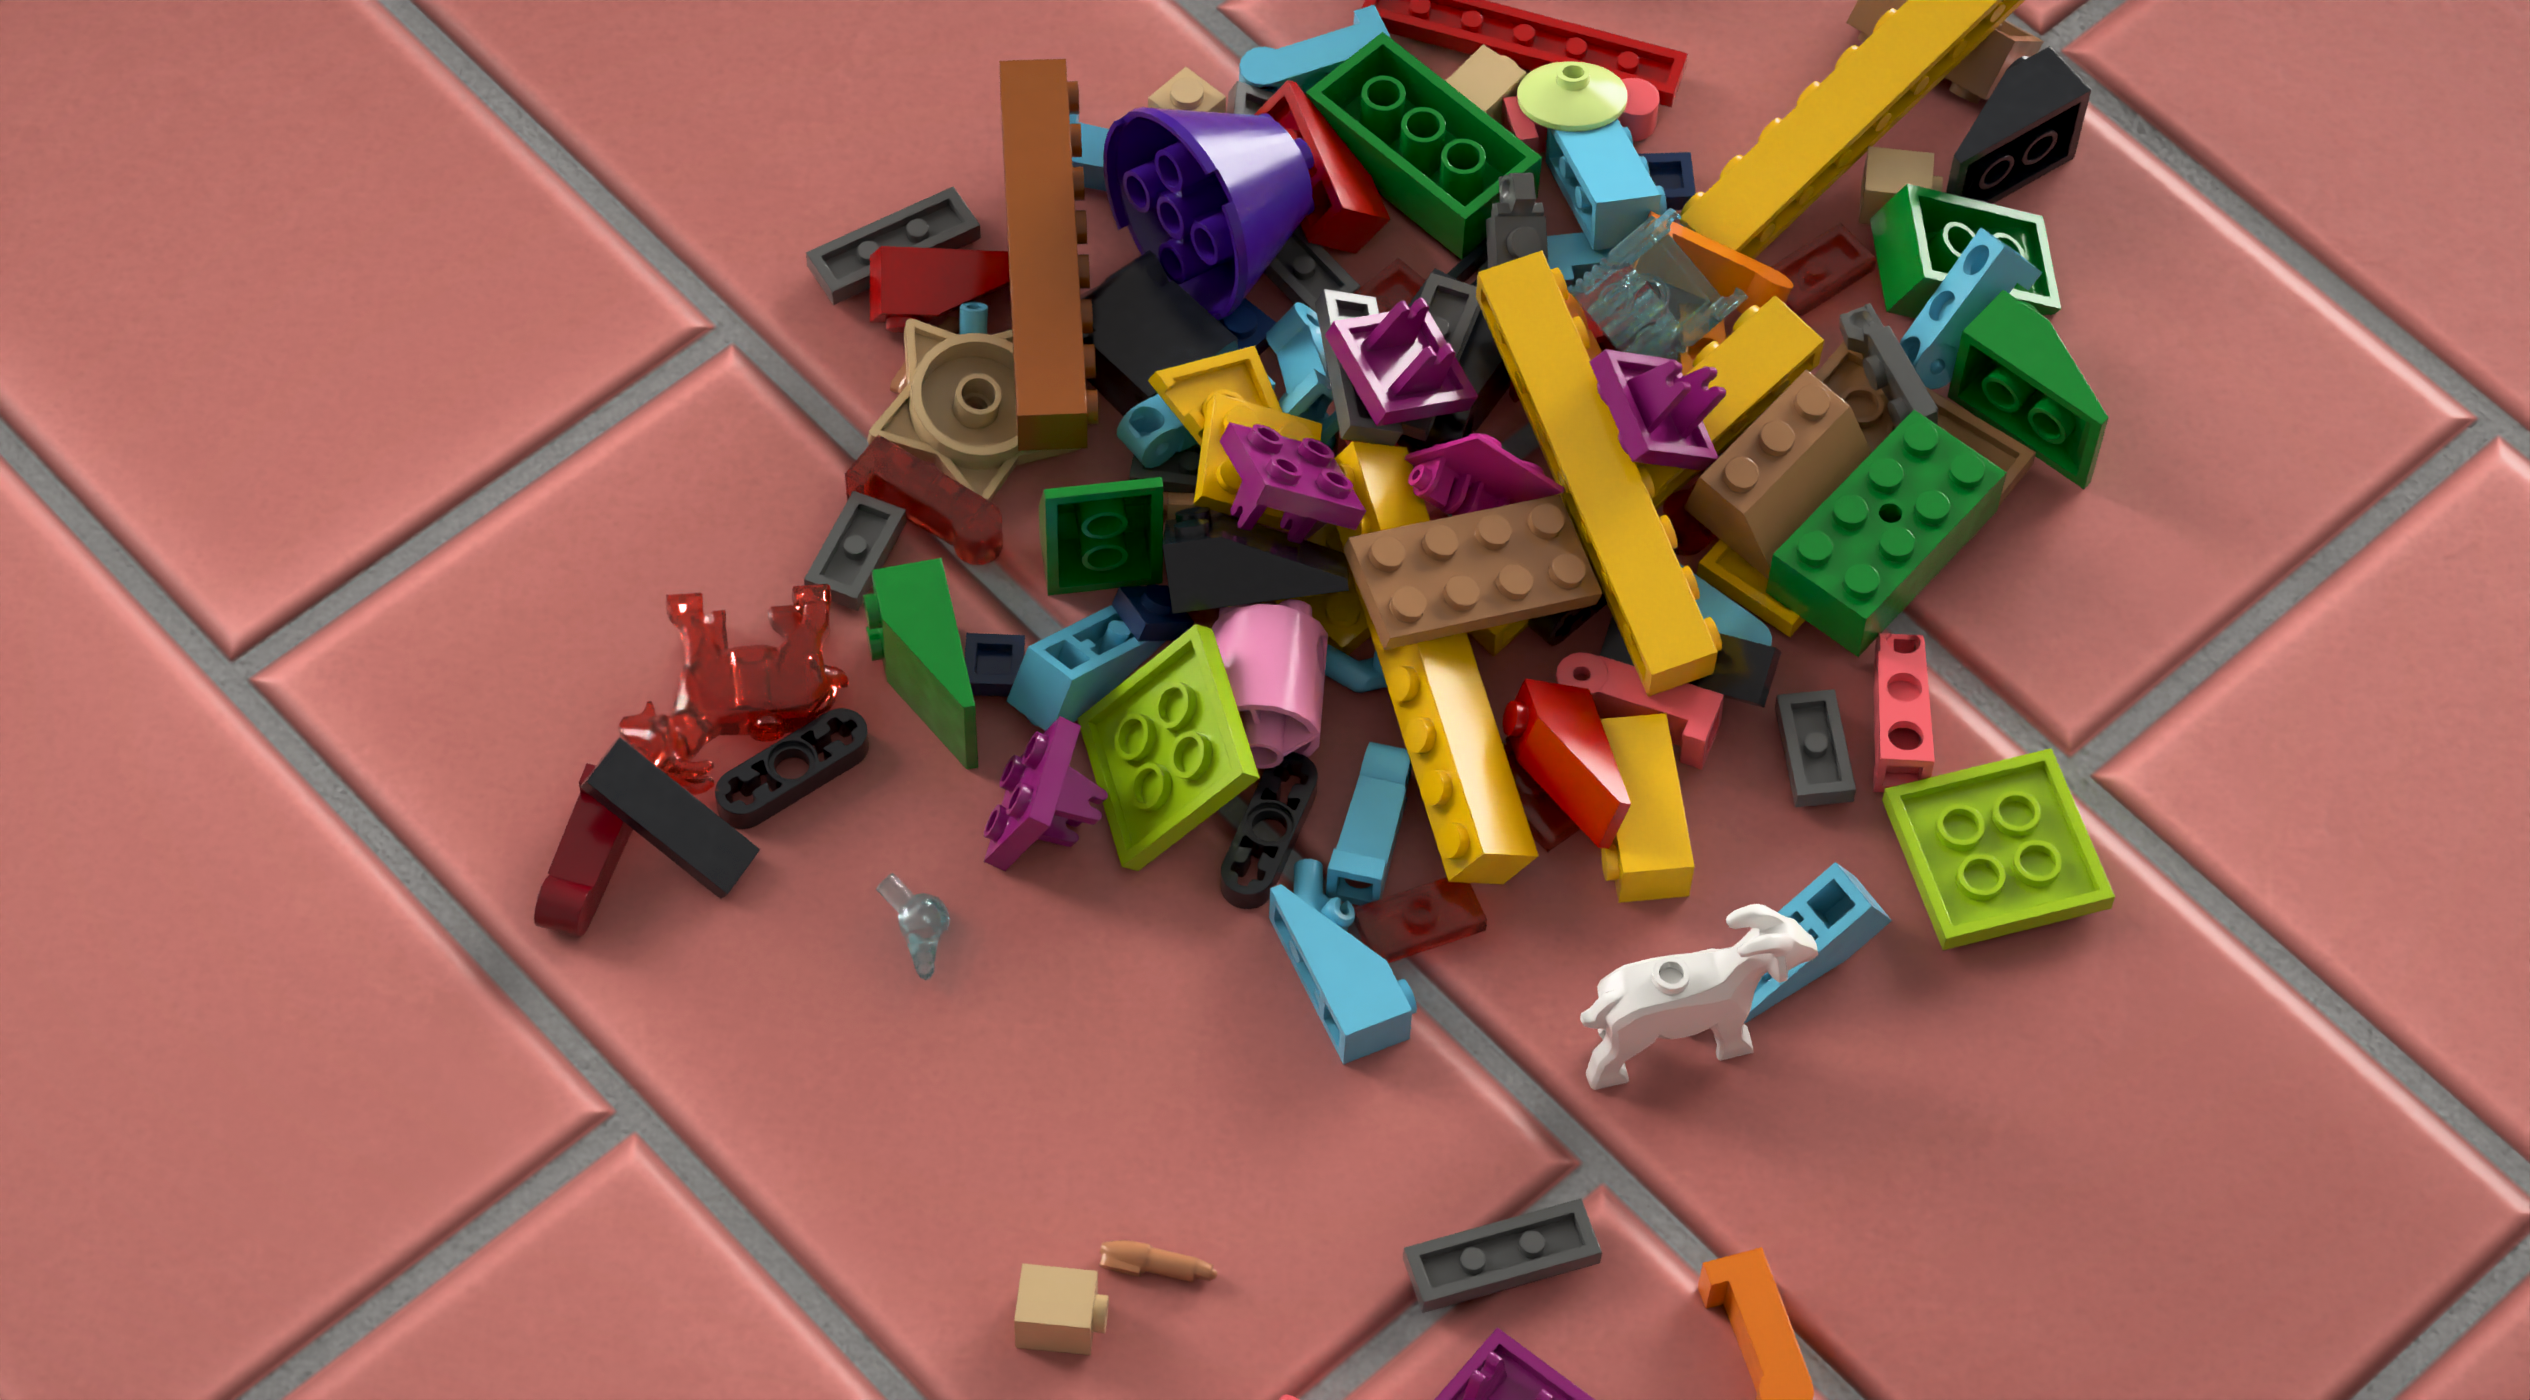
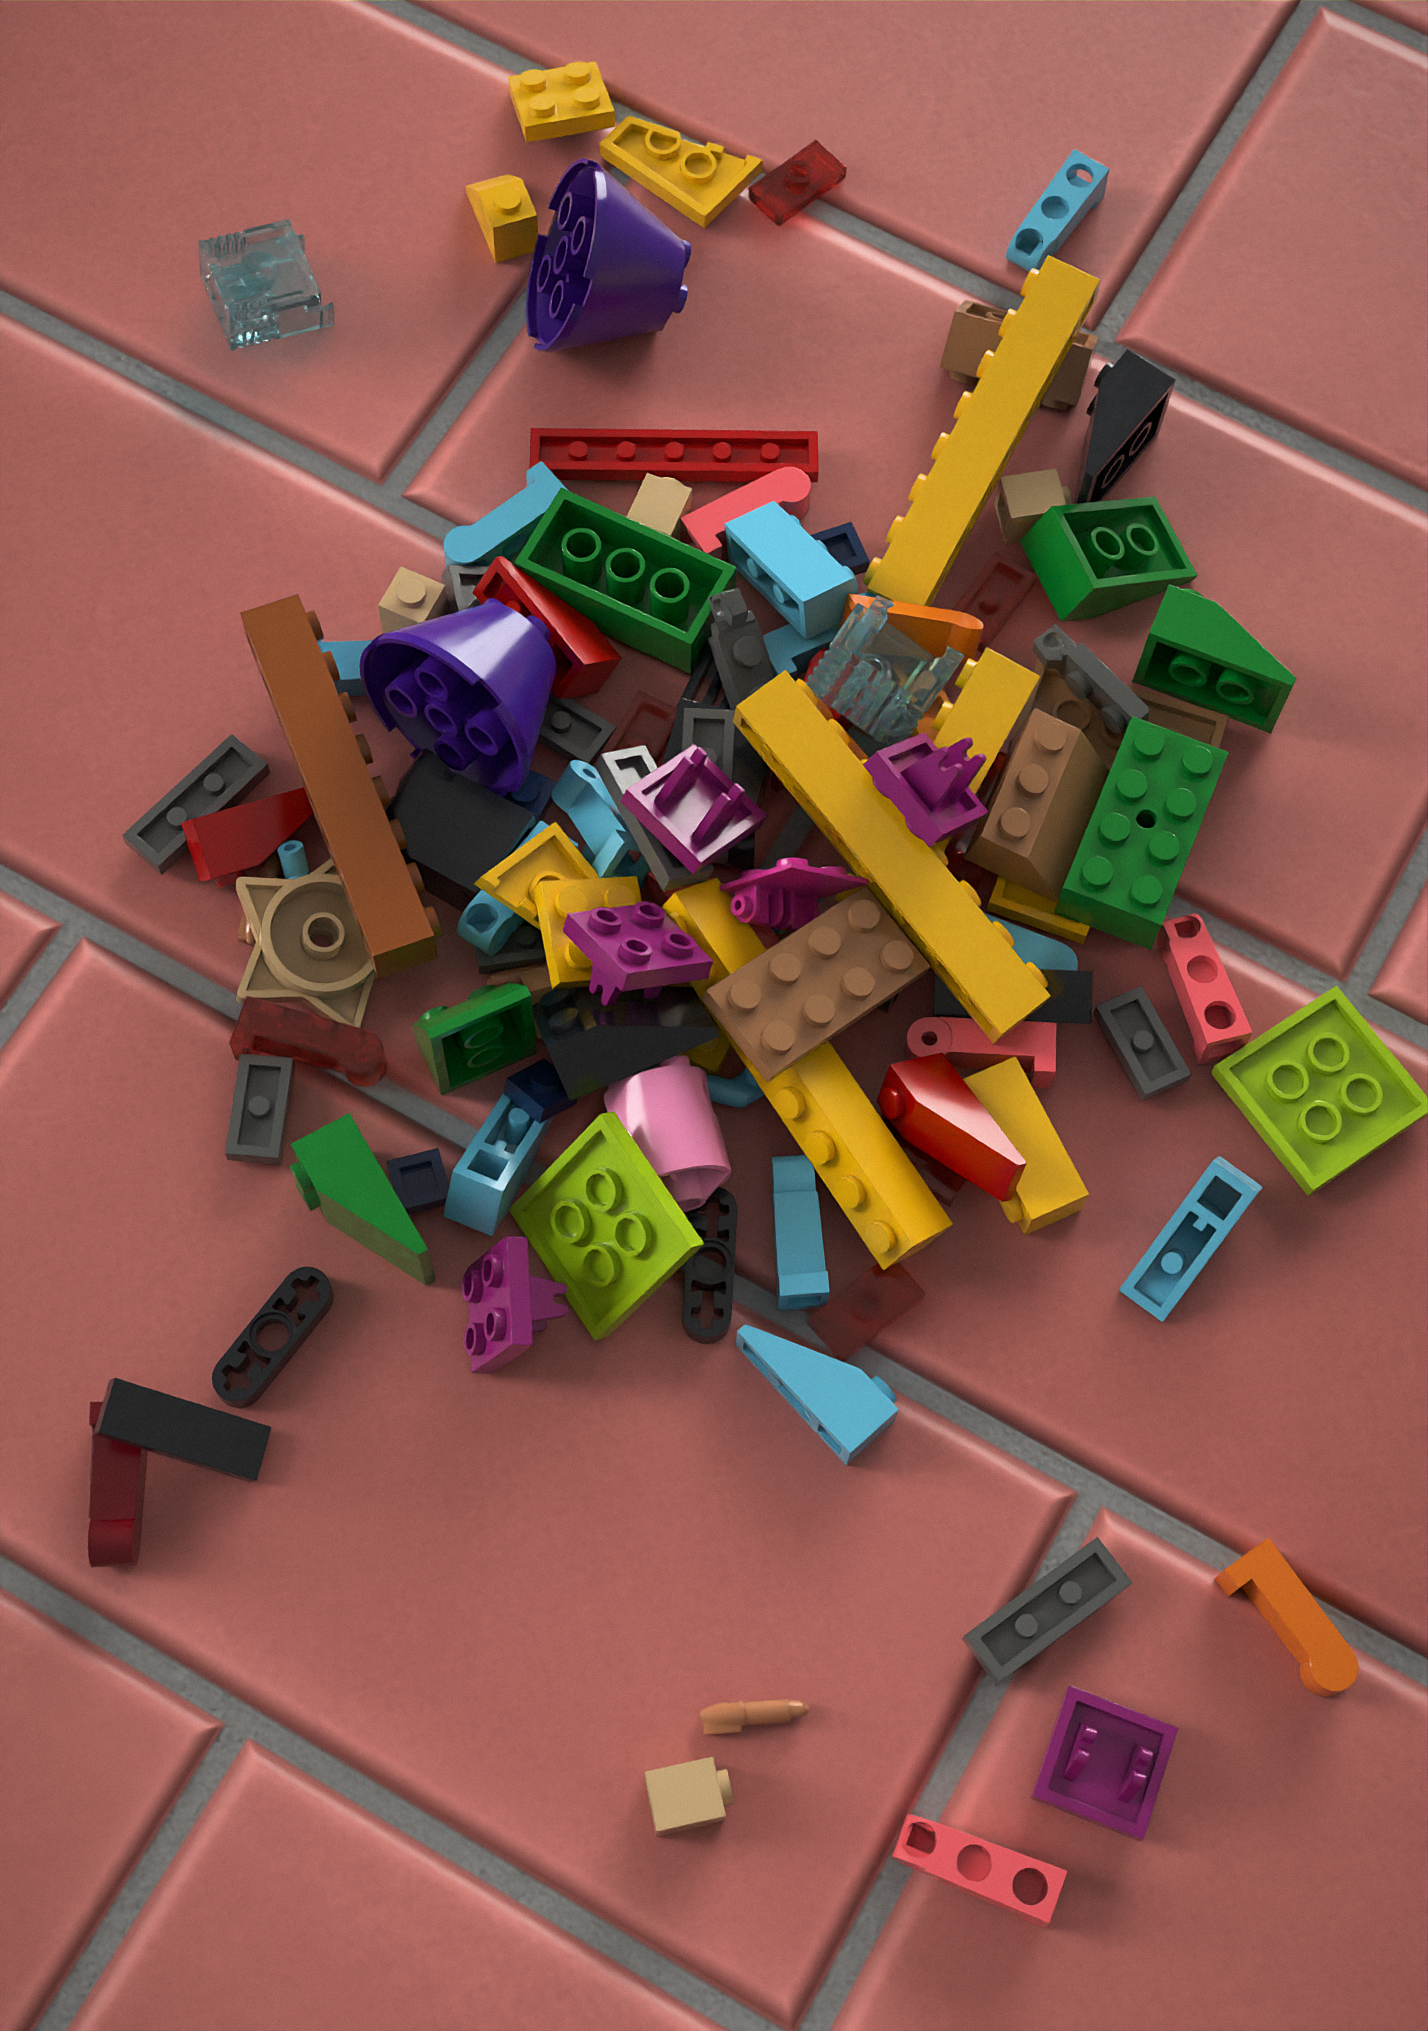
camera: 20 degrees left, 10 degrees up
(738, 688) = (199, 1280): clear red animal -> none
(920, 921) = (437, 1453): clear light blue animal -> none
(1309, 887) = (766, 1317): medium azure arm -> none
(1572, 96) = (738, 500): yellowish green dish -> none
(1692, 993) = (1140, 1325): white animal -> none
(1967, 289) = (1133, 602): medium azure leg -> none

